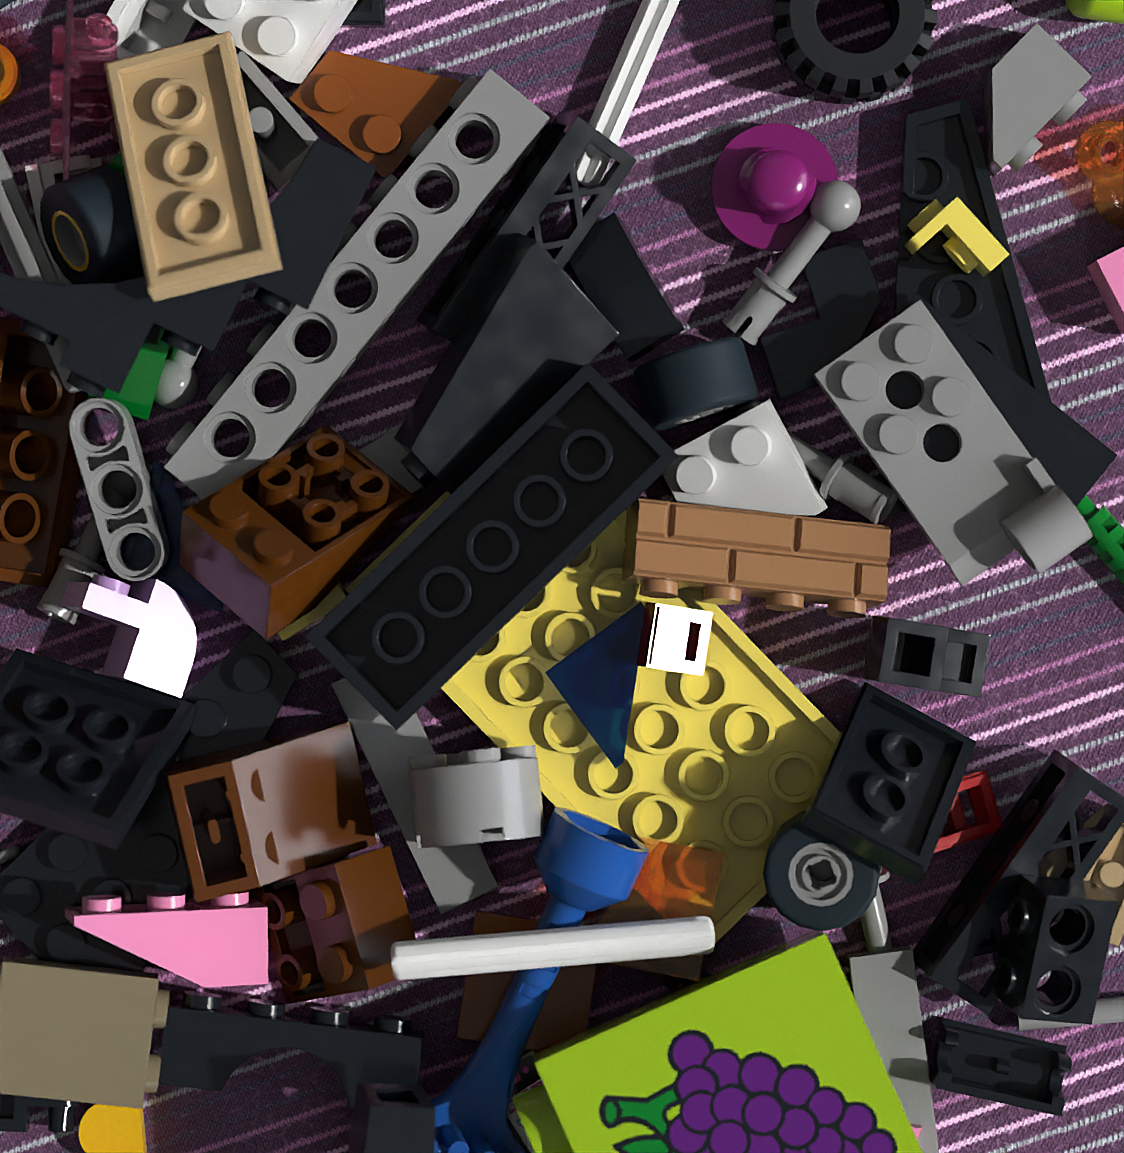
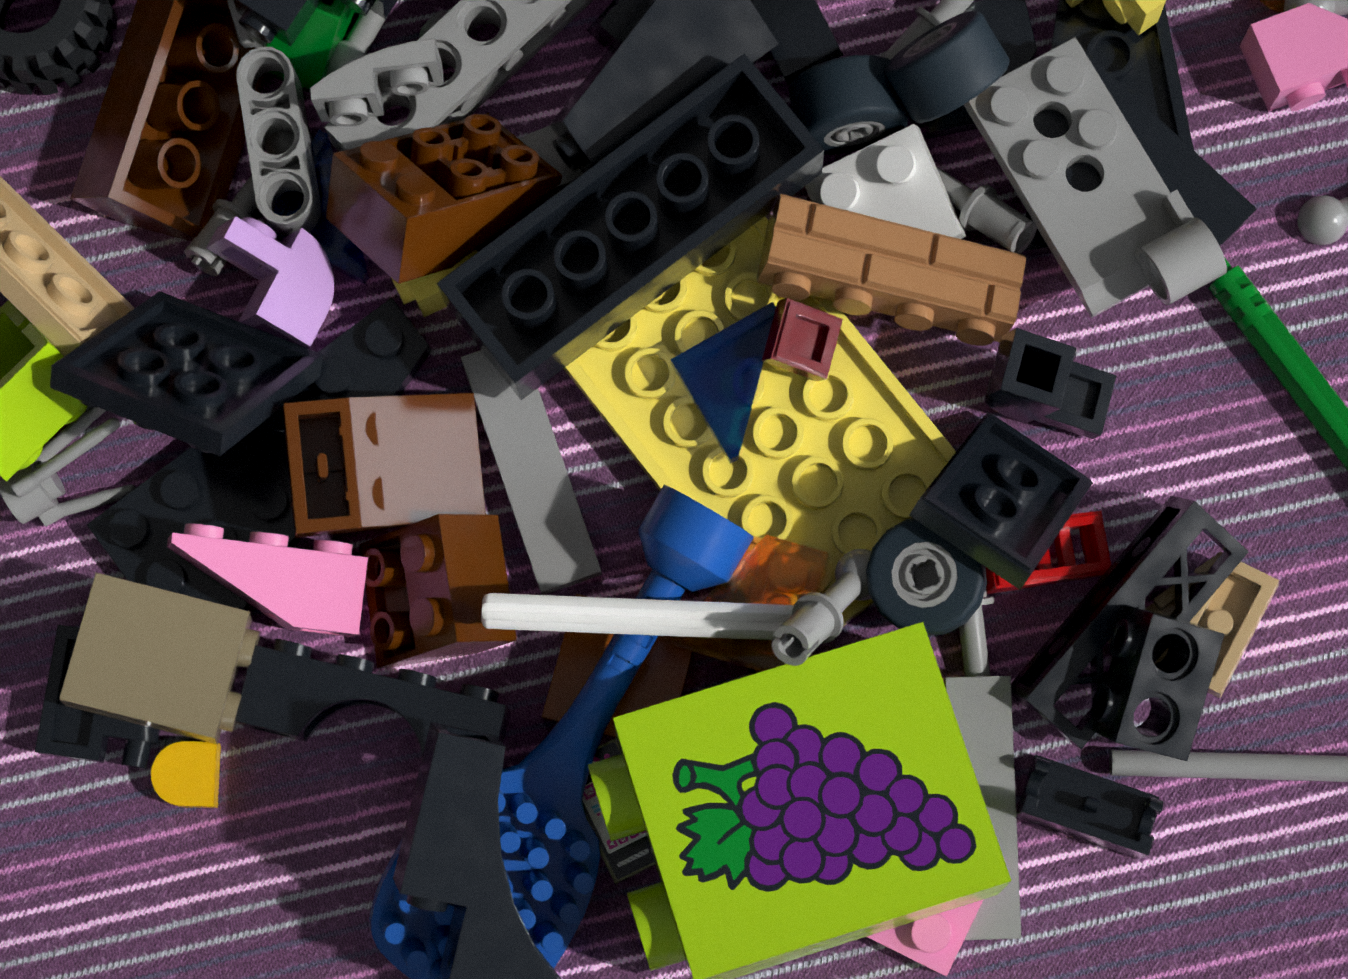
camera: 10 degrees right, 10 degrees down
(198, 432) = (356, 88): none -> light grey slope
(476, 796) = (587, 467): light grey brick -> none
(722, 933) = (819, 616): none -> light grey pin
(793, 343) = (947, 66): none -> black wheel

